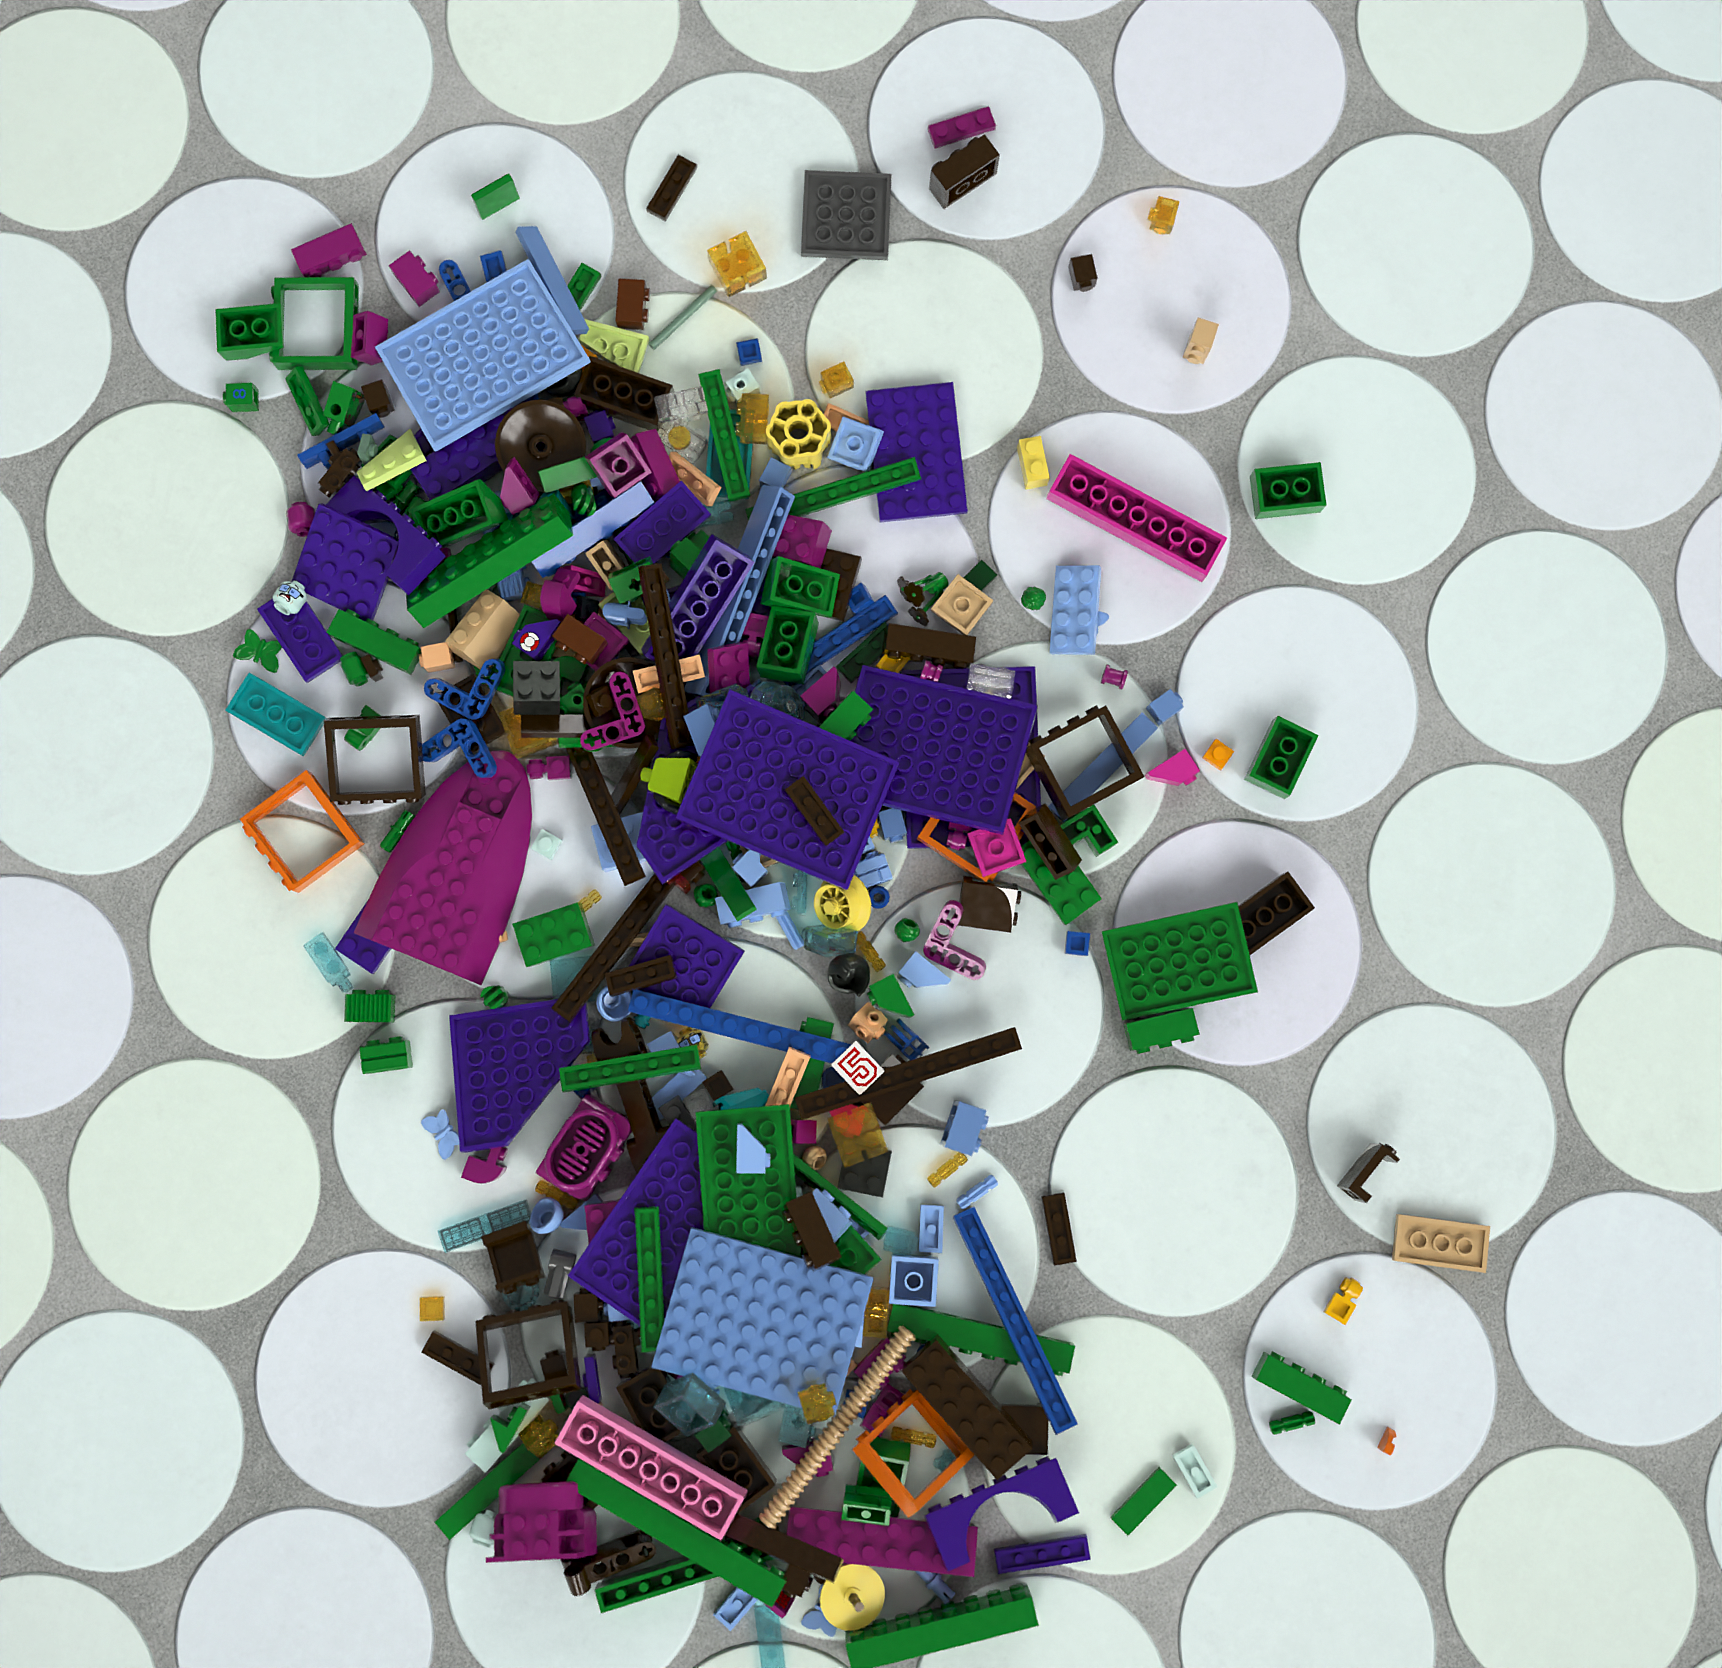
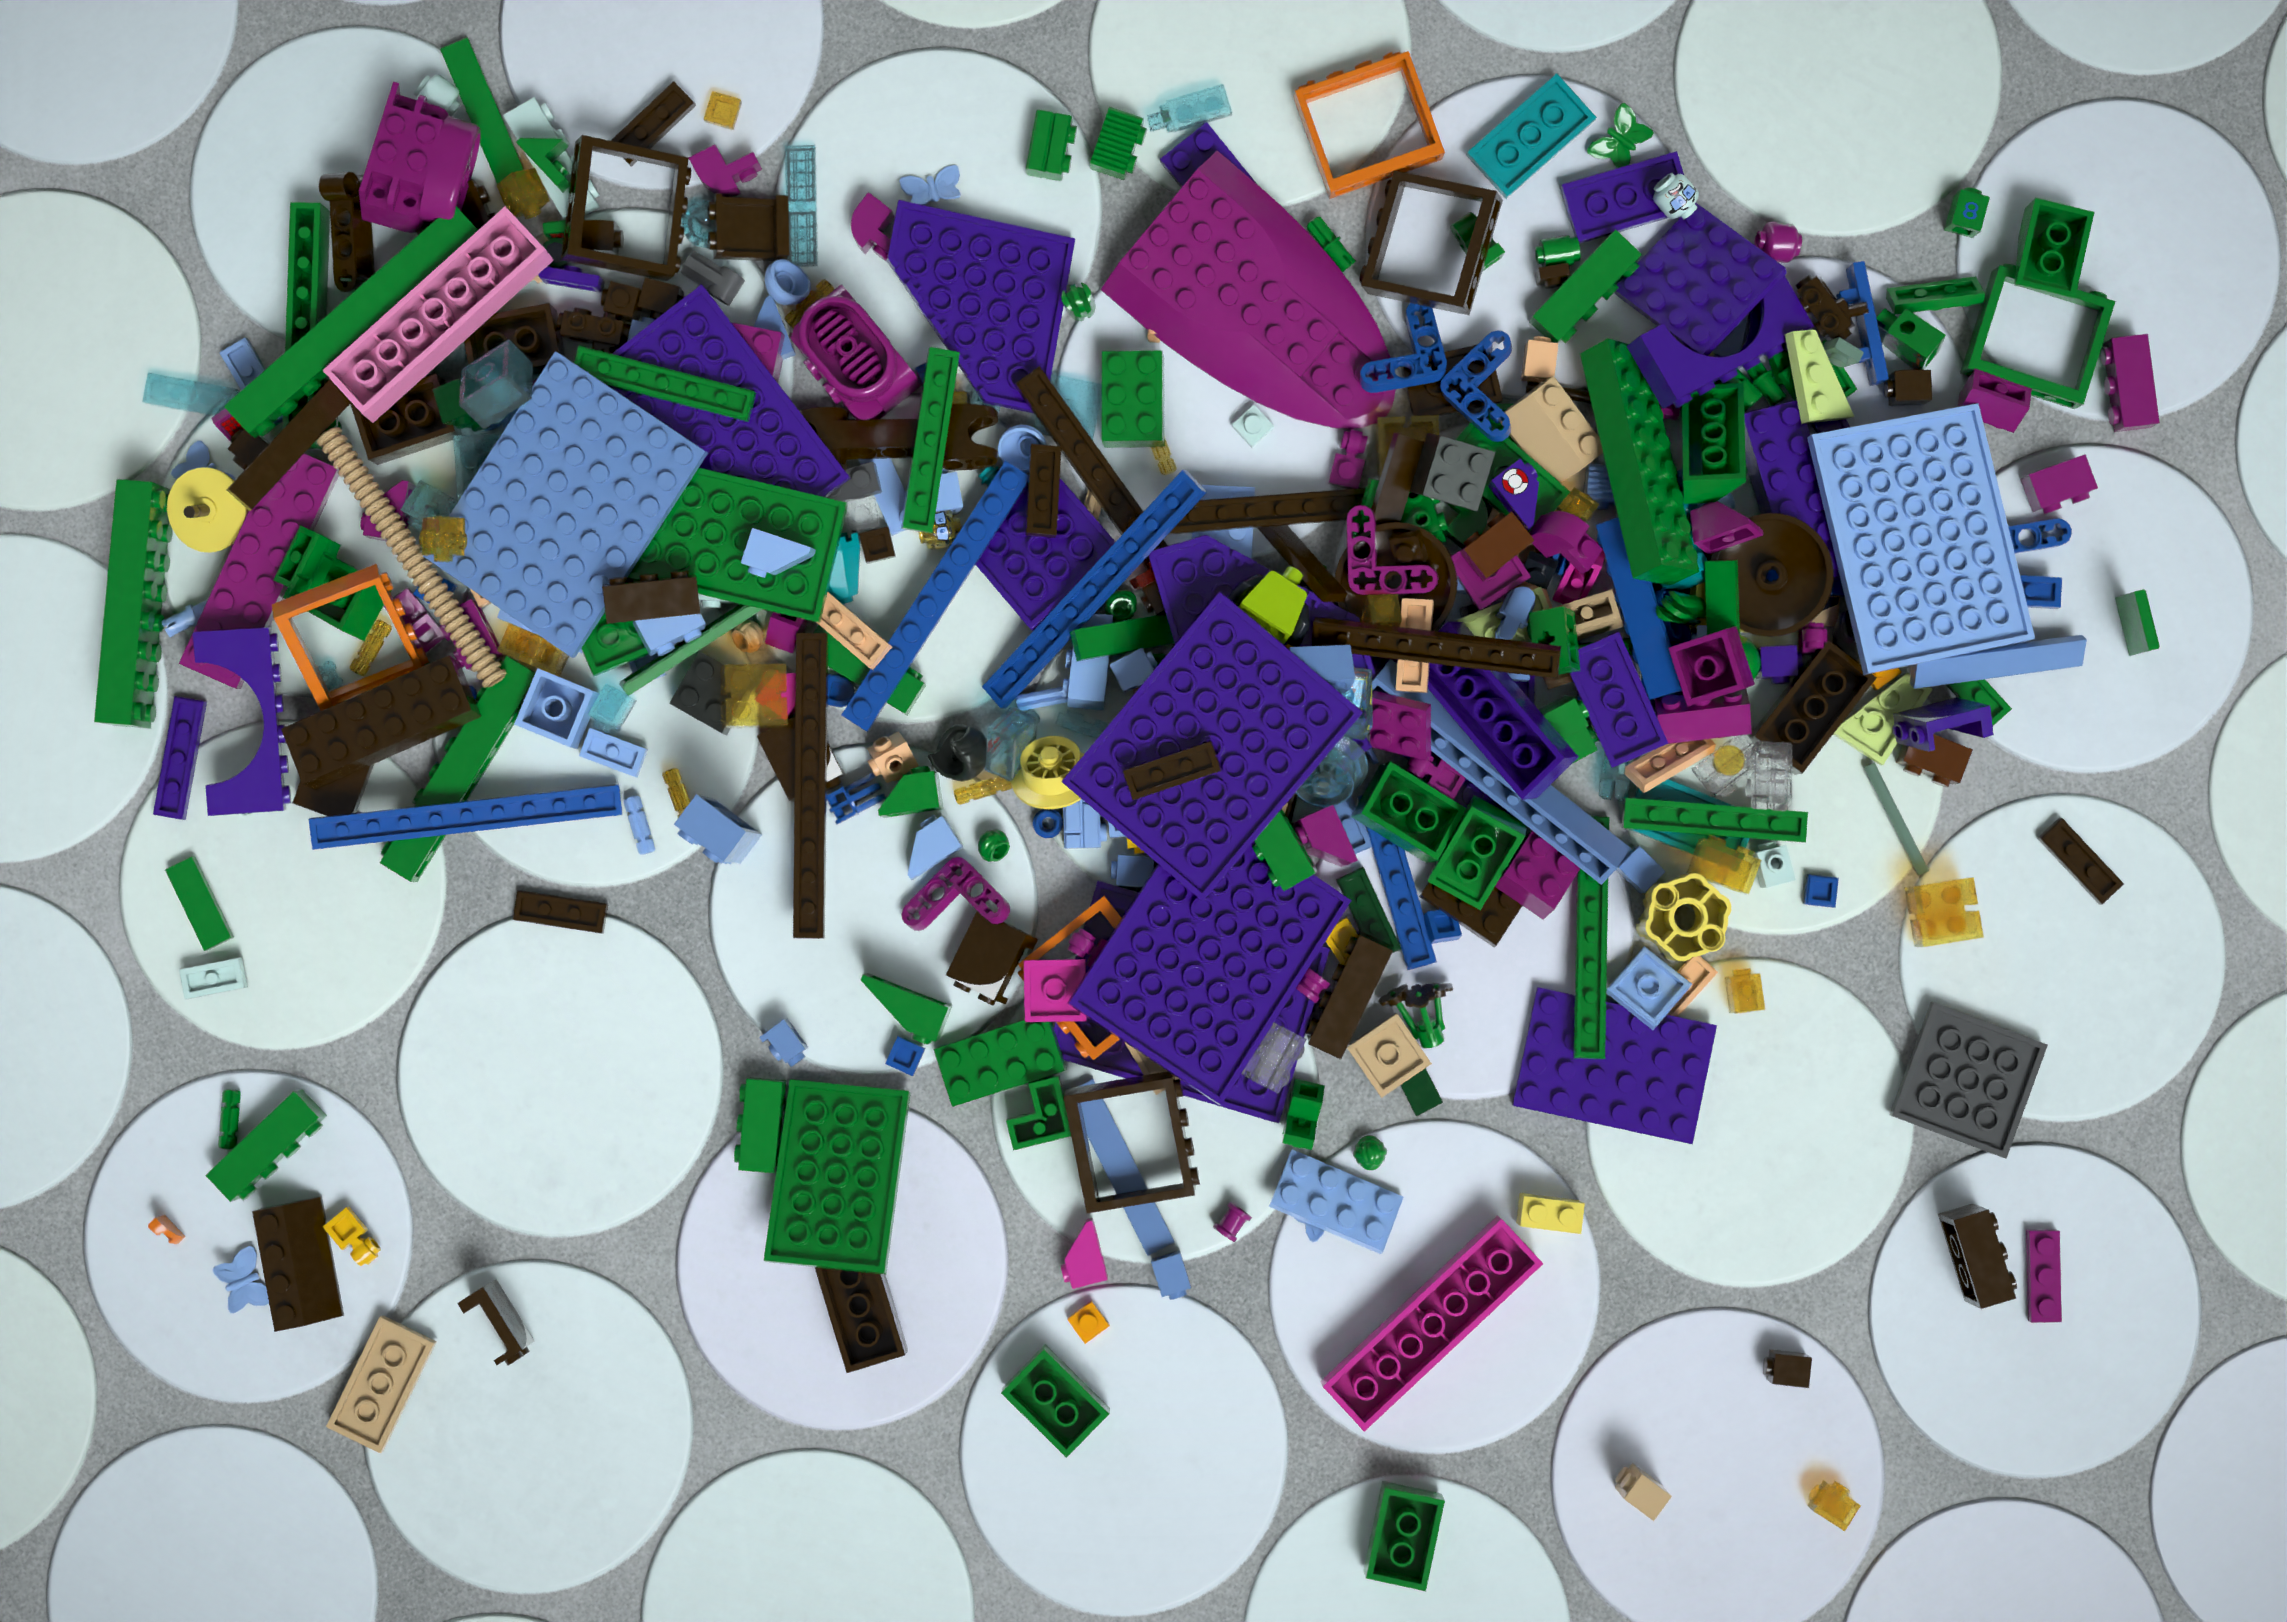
camera: 120 degrees right, 5 degrees up
(483, 1292) = (721, 177): none -> magenta brick
(610, 314) = (1917, 725): none -> dark purple panel
(700, 914) = (1094, 588): none -> blue plate
(857, 1068) = (837, 723): white sticker -> none
(1023, 652) = (1303, 1114): none -> green brick
(1043, 944) = (913, 1010): none -> green slope
(1050, 841) = (1040, 1061): dark brown brick -> none
(1097, 1032) = (785, 1043): none -> medium blue brick
(1377, 1334) = (298, 1263): none -> dark brown slope
(1404, 1374) = (239, 1283): none -> light blue piece

